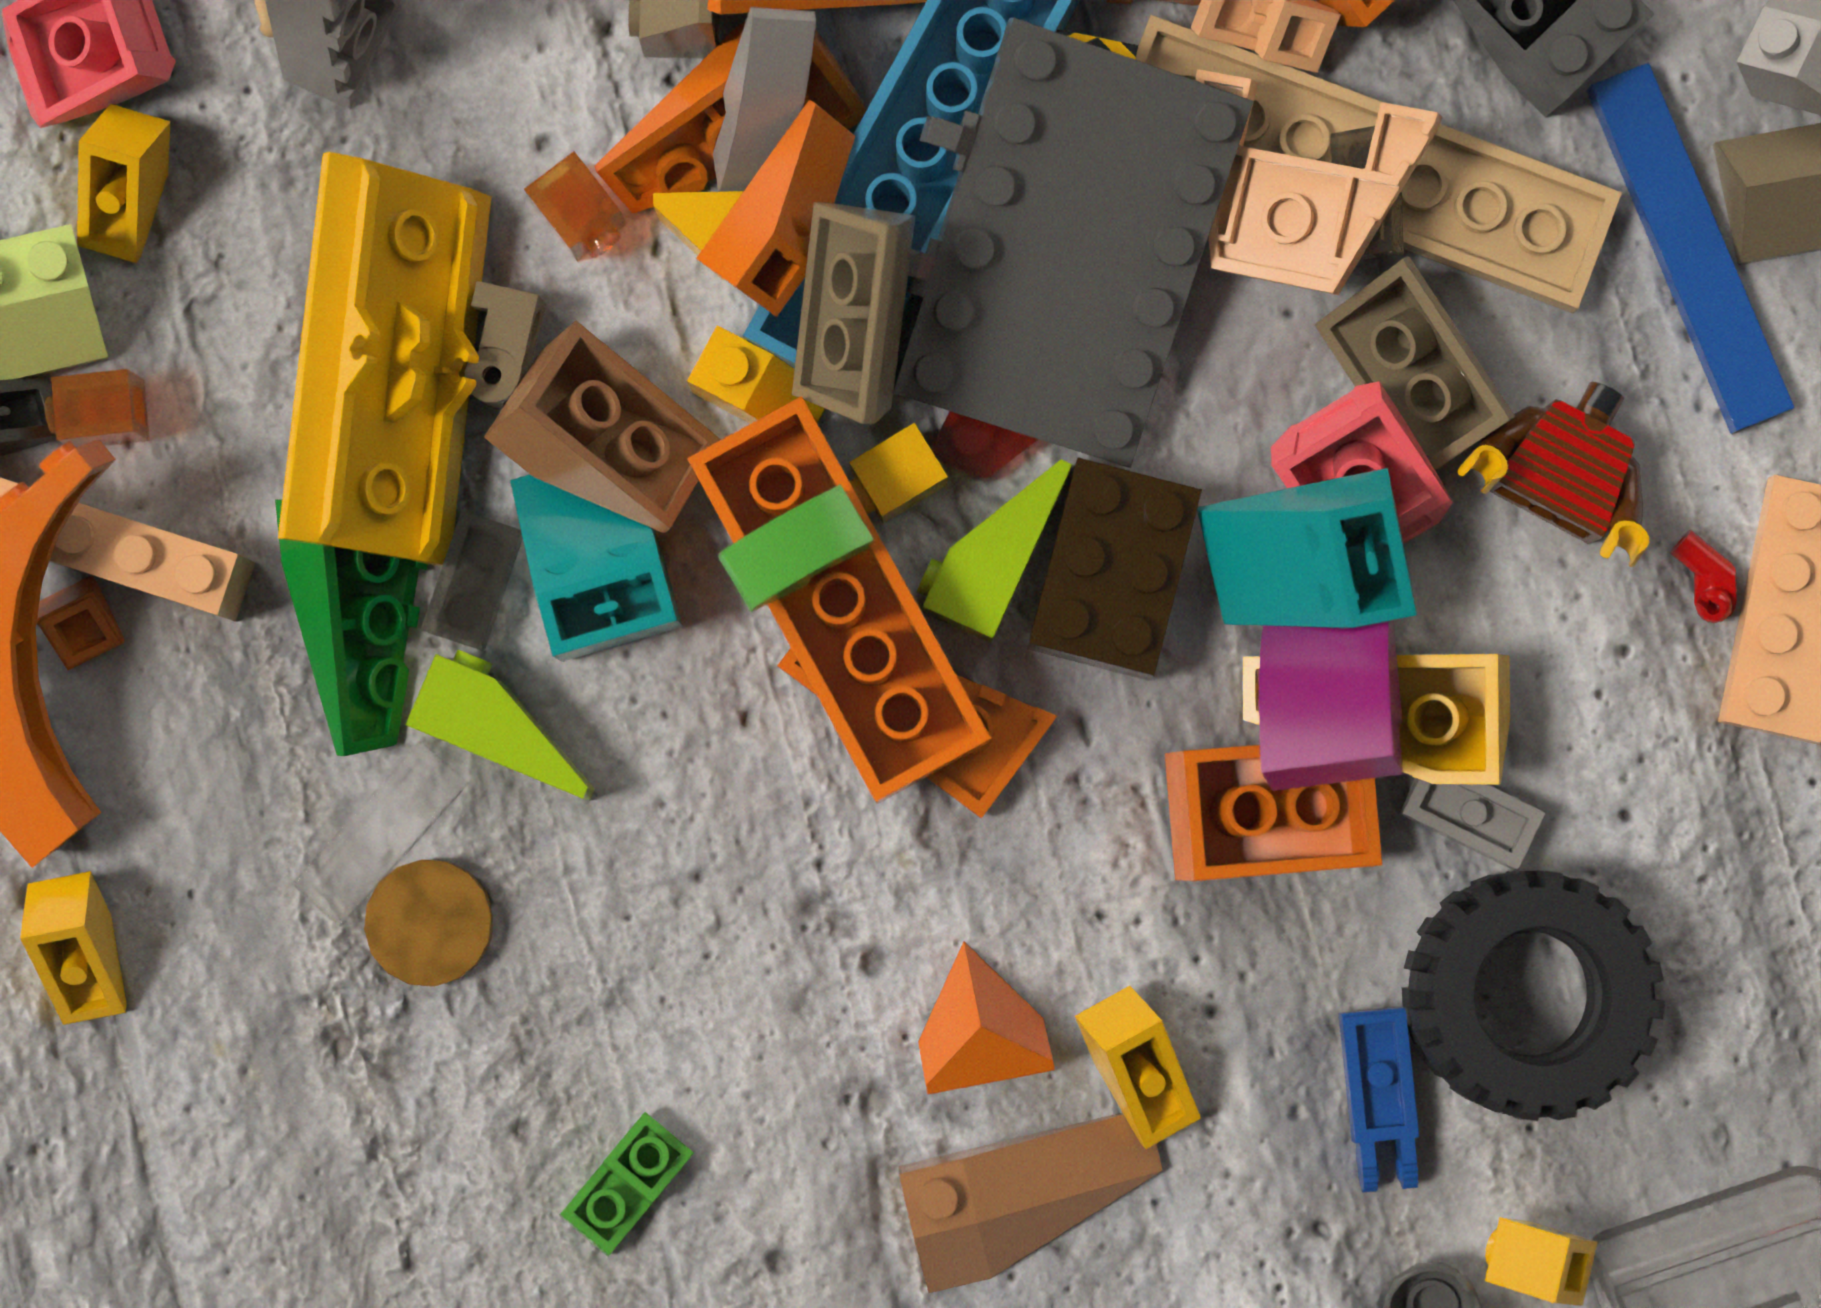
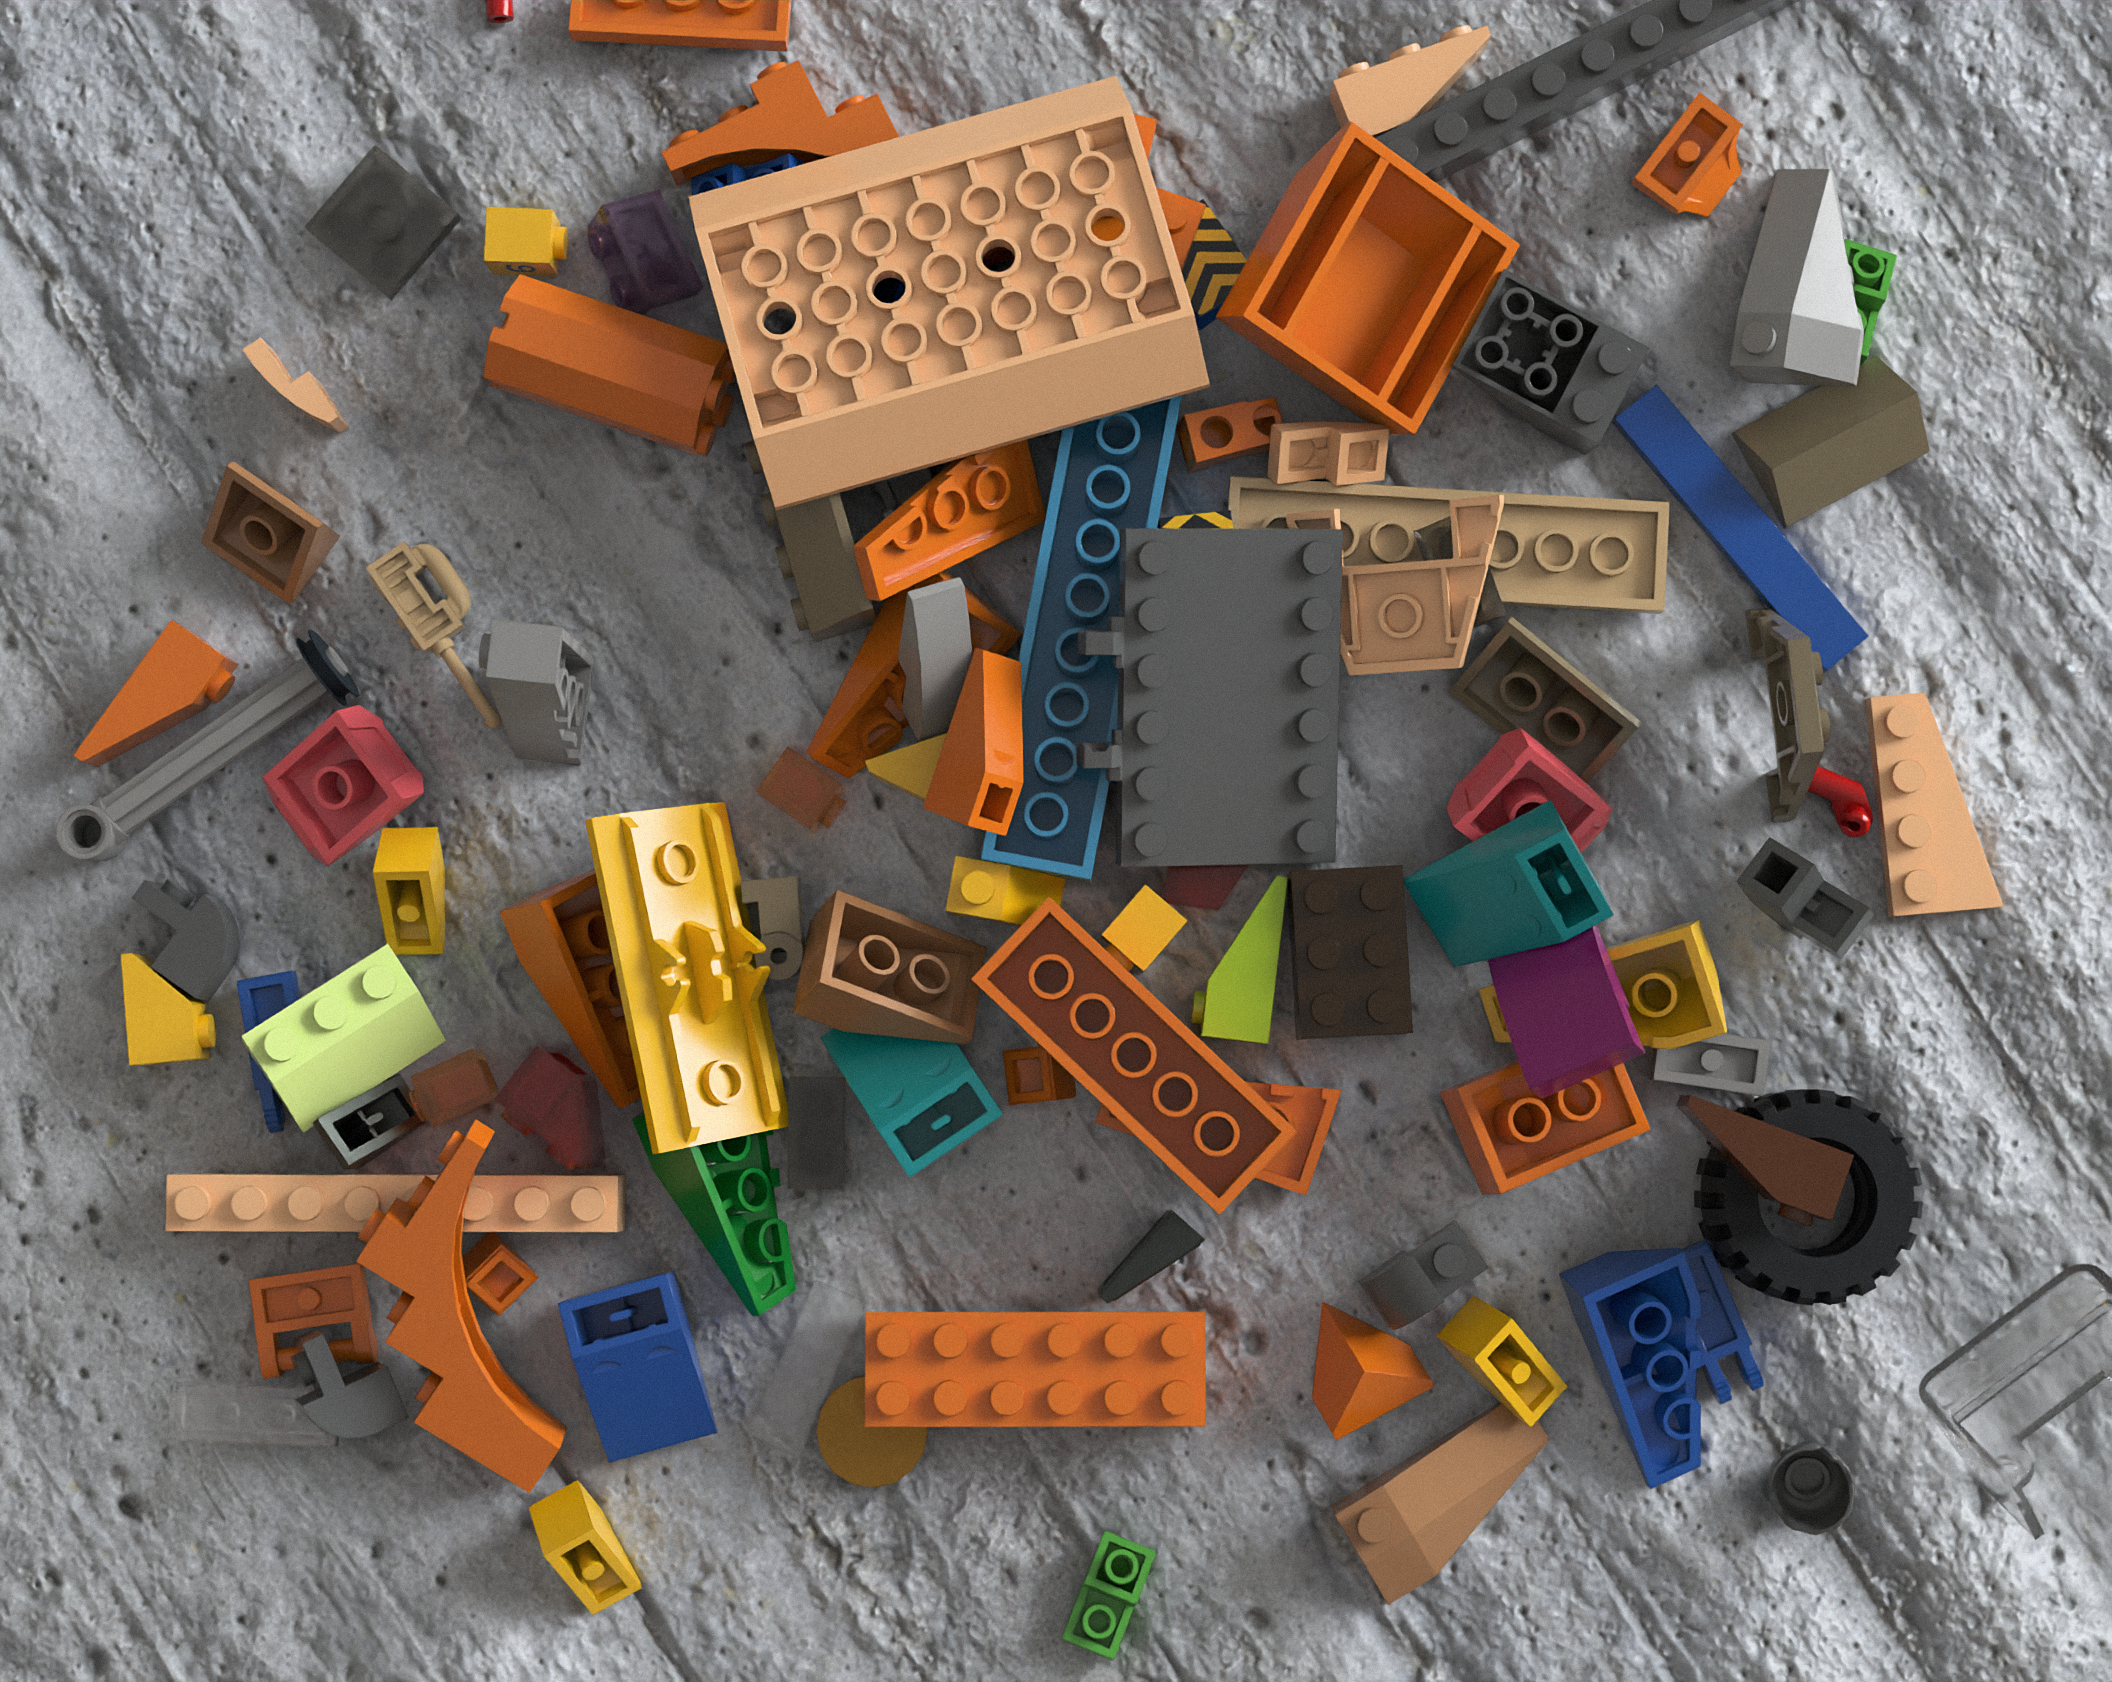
camera: 20 degrees left, 0 degrees up
(196, 768) = (638, 1365): none -> blue slope
(200, 457) = (560, 1104): none -> clear red slope
(260, 304) = (569, 958): none -> orange wedge
(487, 719) = (865, 1245): lime slope -> none
(621, 908) = (1035, 1369): none -> orange brick
(722, 605) = (1035, 1077): none -> orange slope
(795, 548) = (1087, 1027): bright green slope -> none
(805, 823) = (1159, 1248): none -> pearl dark grey slope
(852, 309) = (1068, 813): dark tan slope -> none
(1081, 945) = (1422, 1277): none -> dark grey brick
(1299, 1094) = (1642, 1336): none -> blue wedge
(1511, 941) = (1776, 1162): none -> reddish brown slope
(1539, 1261) = (1884, 1415): yellow brick -> none
(1569, 470) = (1700, 749): torso -> none
(1626, 670) = (1801, 901): none -> dark grey brick
(1689, 453) = (1795, 712): none -> dark tan wing

